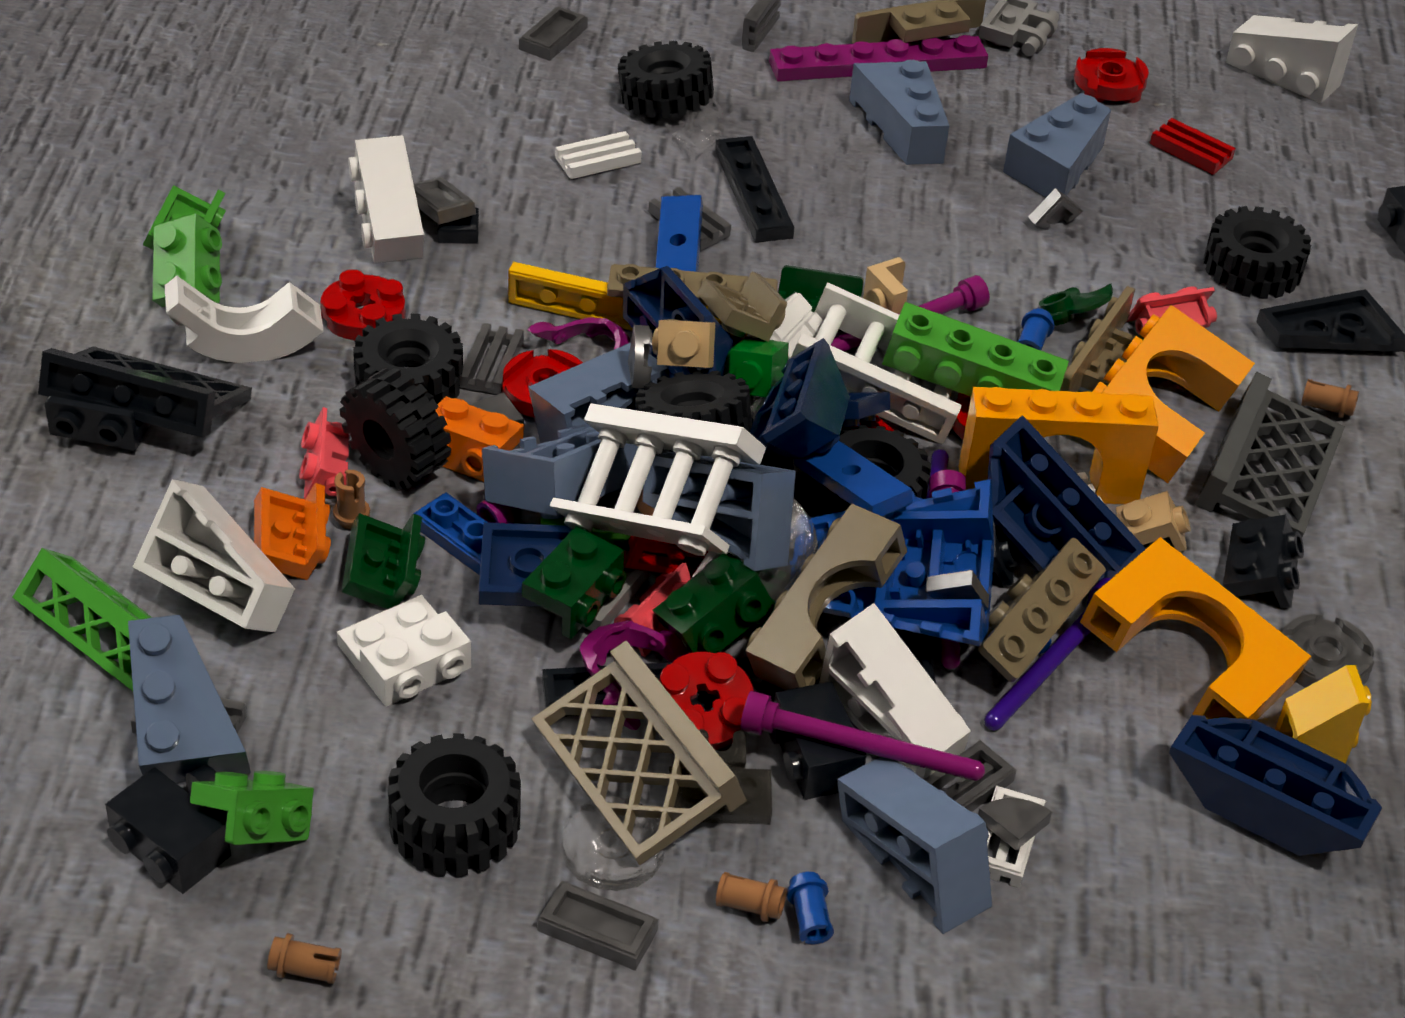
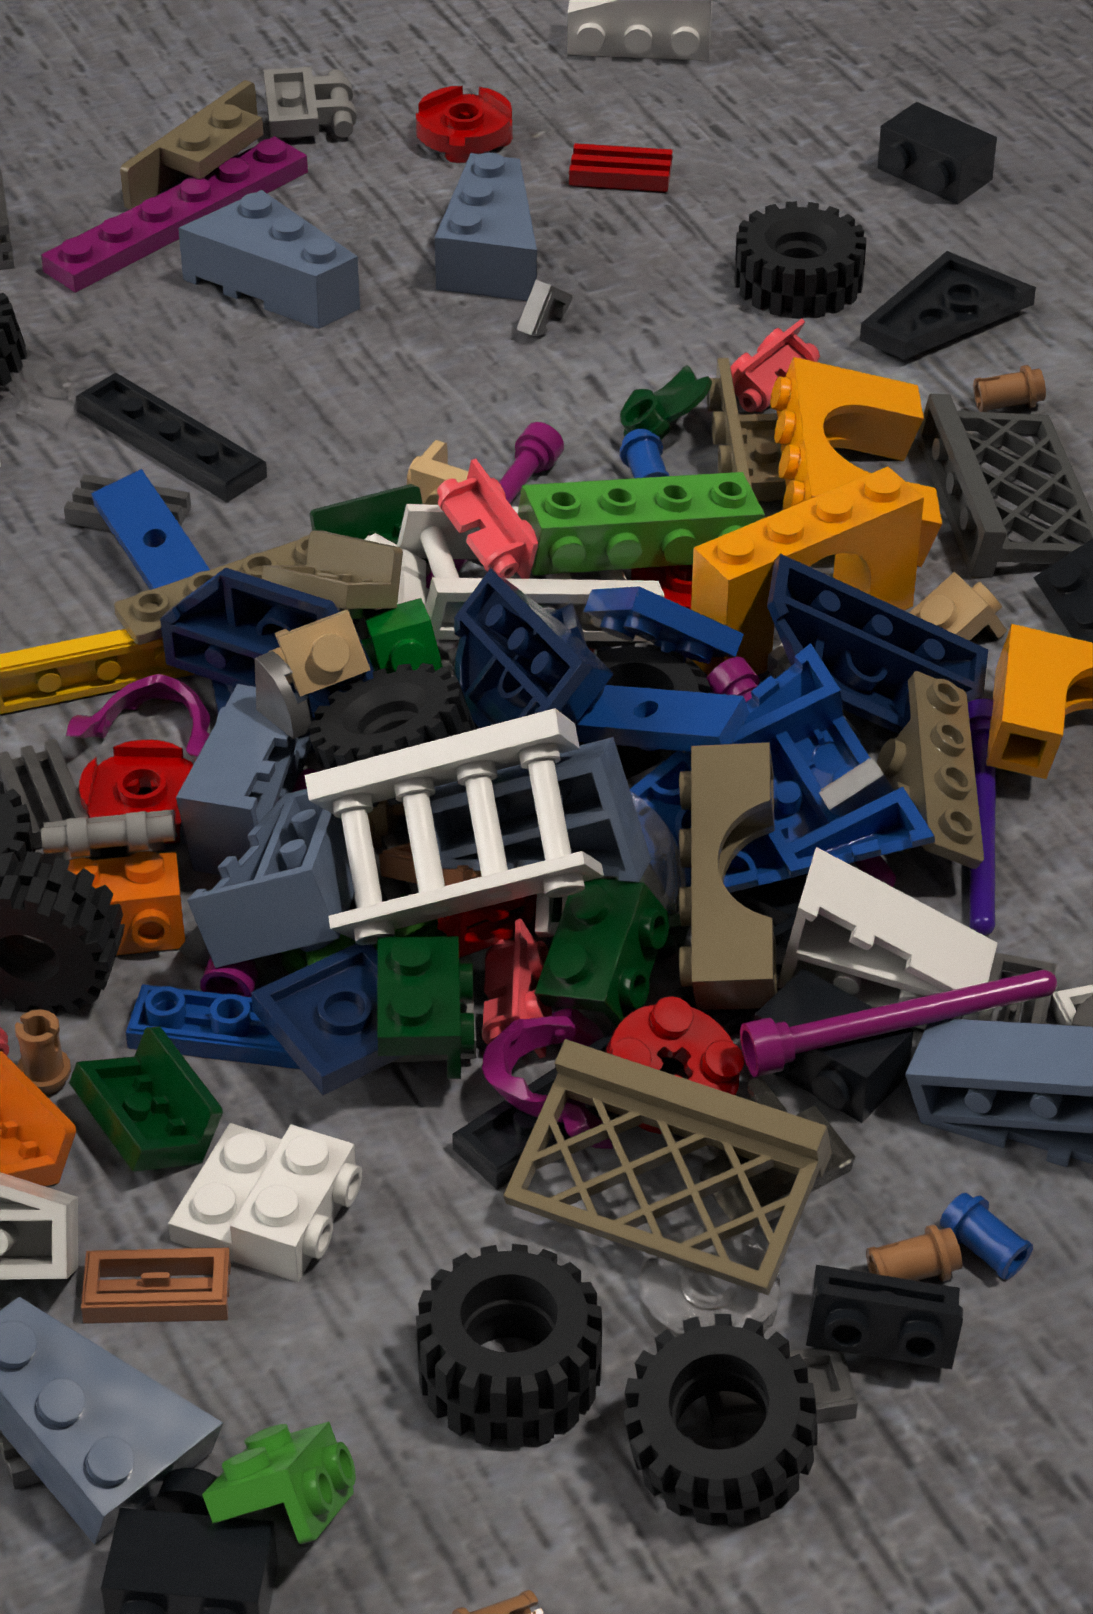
camera: 30 degrees left, 0 degrees up
(297, 668) = (156, 1294): none -> nougat tile
(485, 393) = (85, 836): none -> light grey plate
(508, 884) = (710, 1362): none -> black tyre
(694, 916) = (884, 1317): none -> black bracket
(865, 332) = (504, 539): none -> coral hinge
(937, 443) = (662, 622): none -> blue plate

